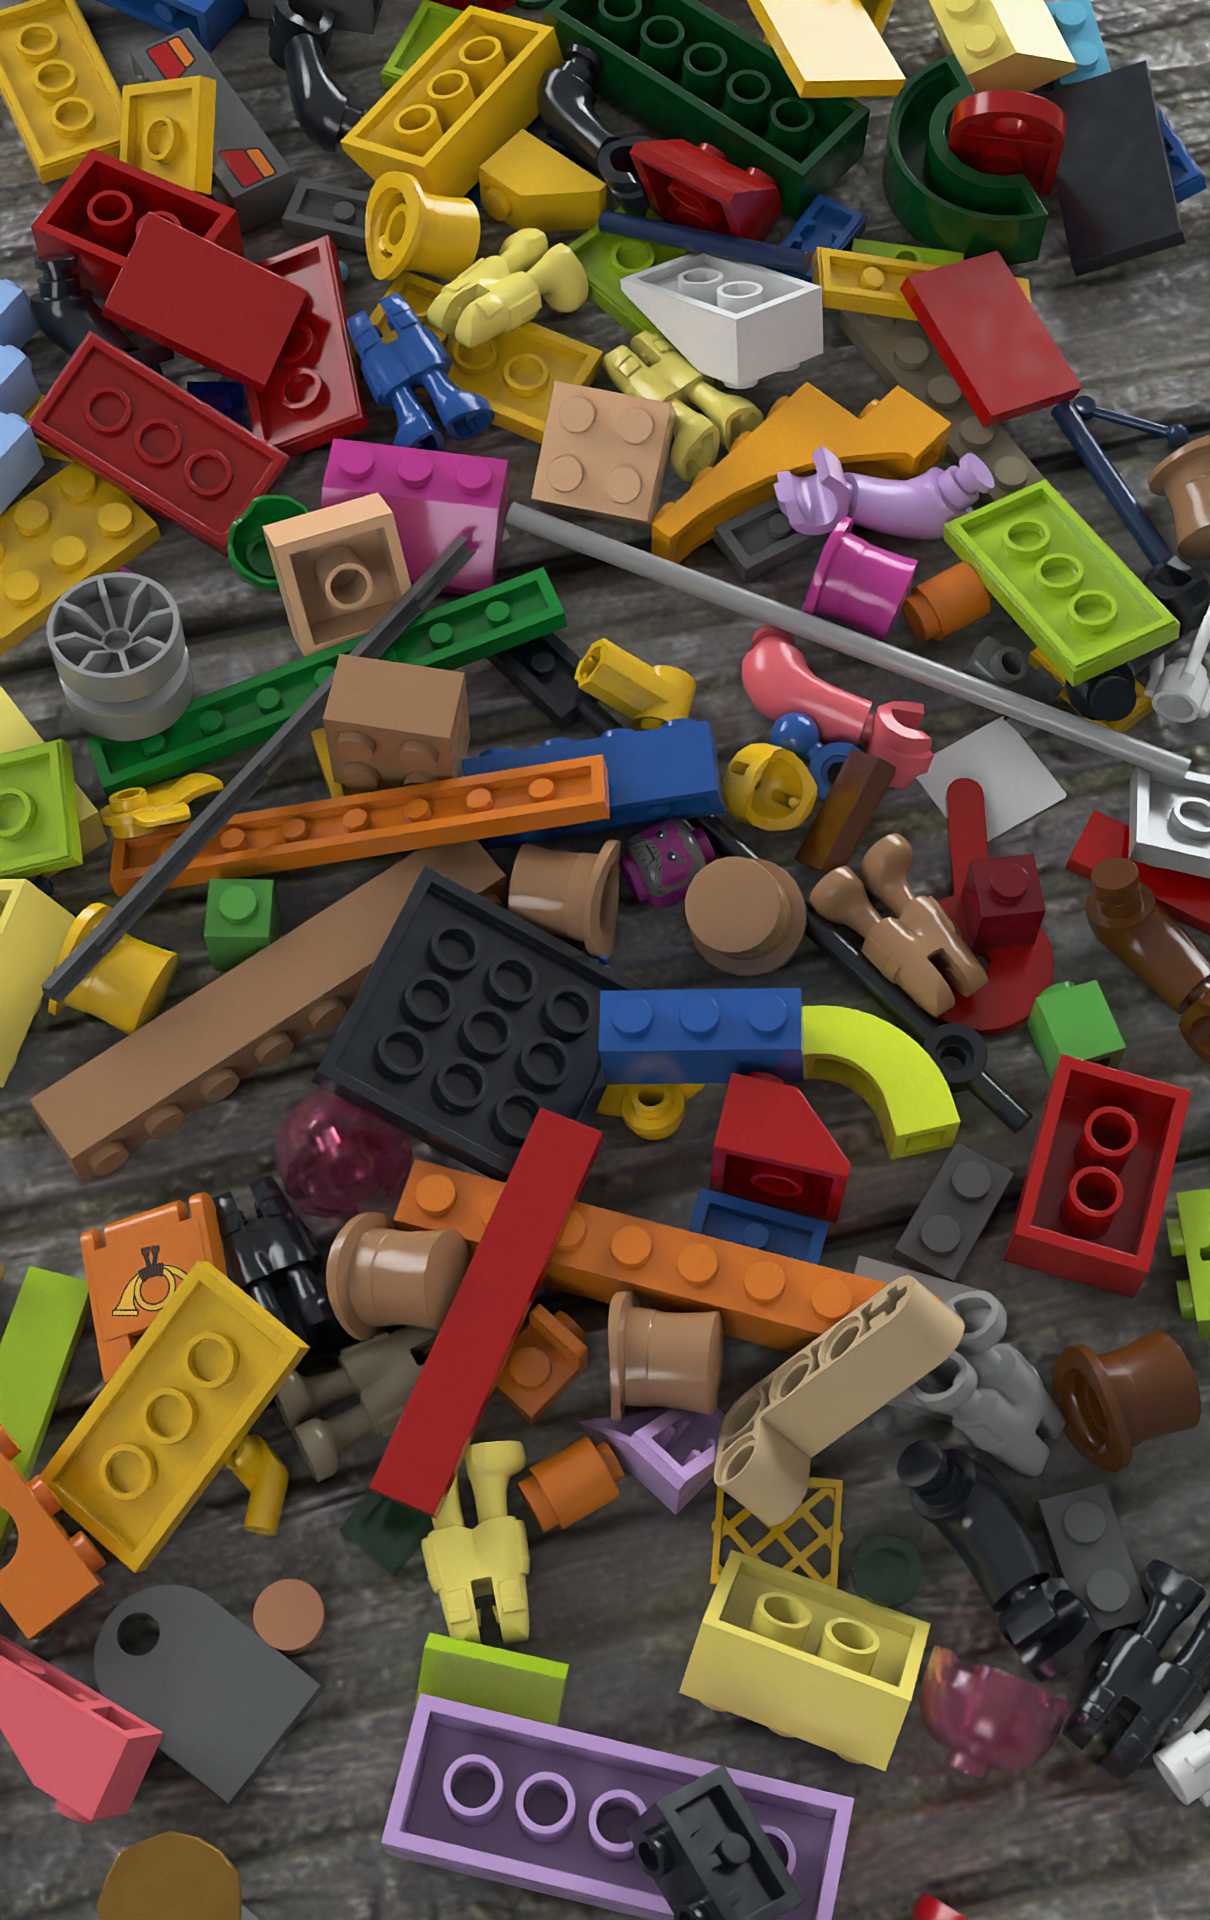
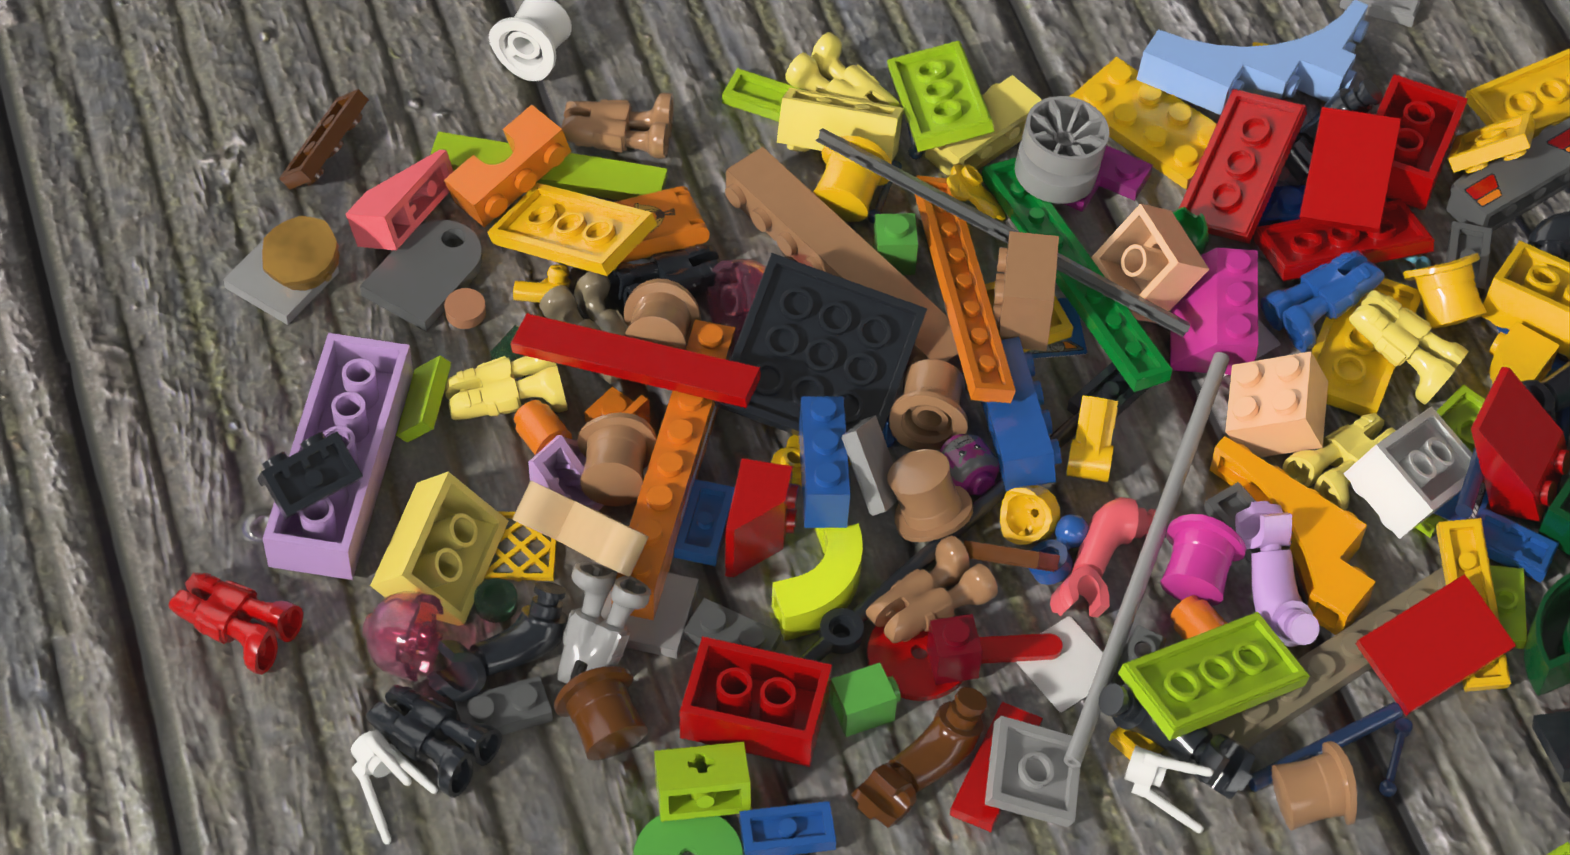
camera: 85 degrees right, 10 degrees down
(701, 973) = (870, 463): none -> light grey tile

